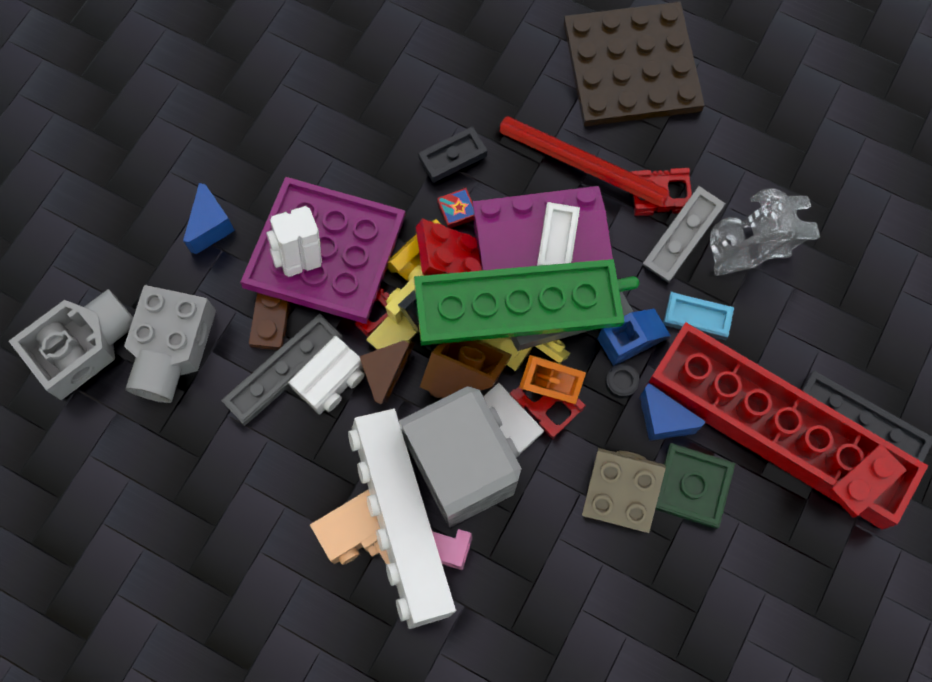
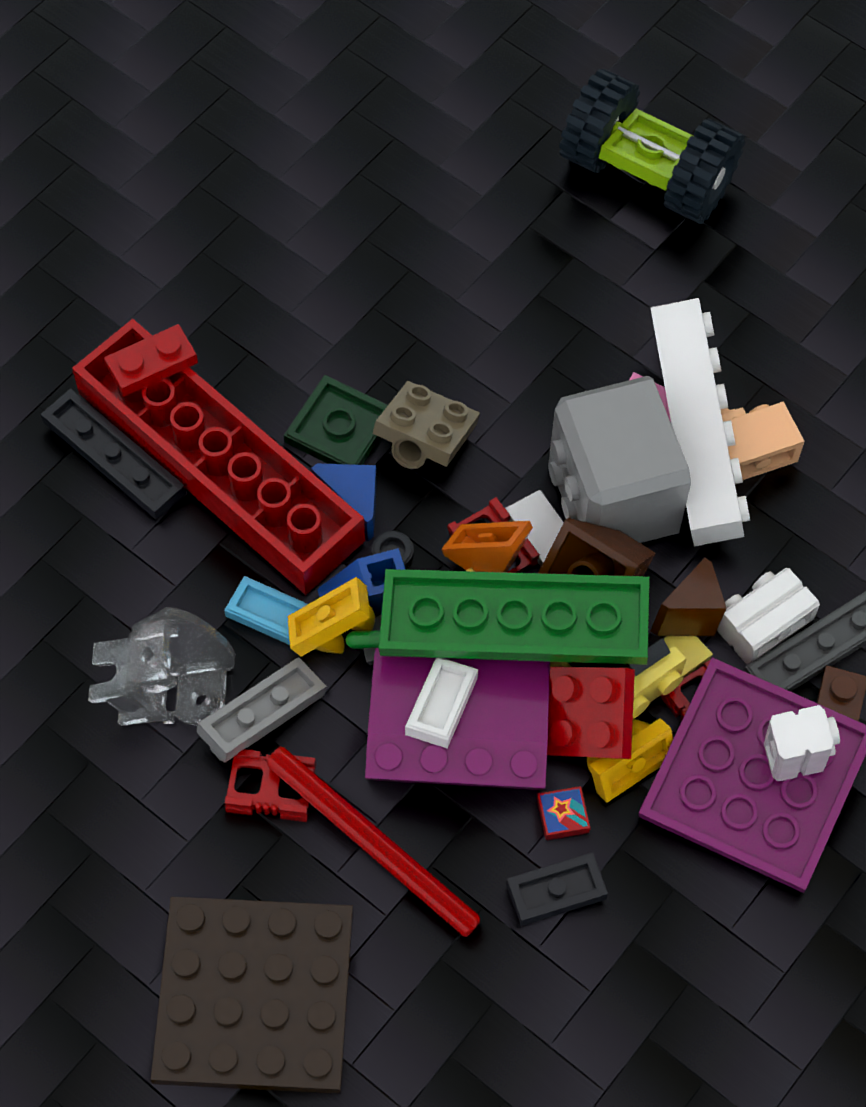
camera: 170 degrees left, 10 degrees down
(654, 295) = (326, 618): none -> yellow tile

